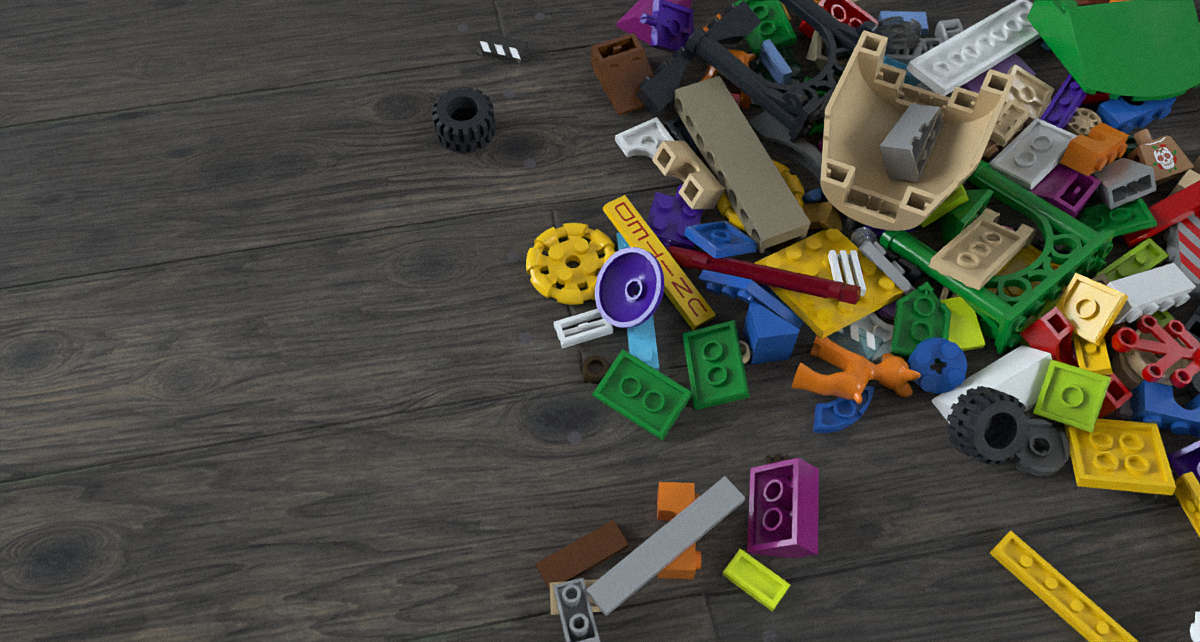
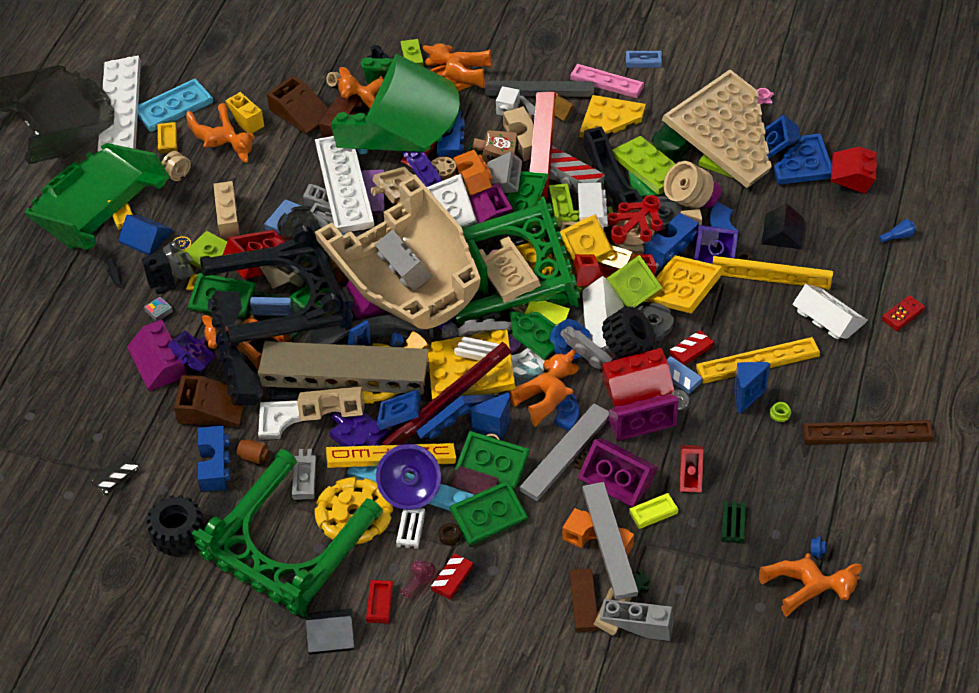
camera: 60 degrees left, 10 degrees down
(413, 312) = (329, 631): none -> slope
(463, 161) = (221, 535): none -> green arch
(473, 343) = (379, 601): none -> red tile
(526, 366) = (422, 572): none -> clear pink bar
(541, 398) = (452, 576): none -> red tile
(547, 121) = (214, 472): none -> blue arch
(590, 197) = (304, 476): none -> light grey hinge
(591, 140) = (253, 451): none -> dark orange brick
(640, 610) = (641, 581): none -> dark green piece
(674, 359) = (473, 481): none -> clear pink slope
(781, 438) = (565, 452): none -> light grey tile
(790, 155) = (360, 335): none -> blue slope
(844, 596) = (691, 468): none -> red slope
(882, 501) = (643, 416): none -> magenta slope
(933, 384) = (585, 347): none -> light grey hinge
(935, 469) = (637, 377): none -> red slope
(945, 528) = (682, 397): none -> clear plate
(981, 518) = (683, 376): none -> medium blue tile
(1020, 612) = (750, 383): none -> blue slope
(1032, 513) = (691, 347): none -> red tile

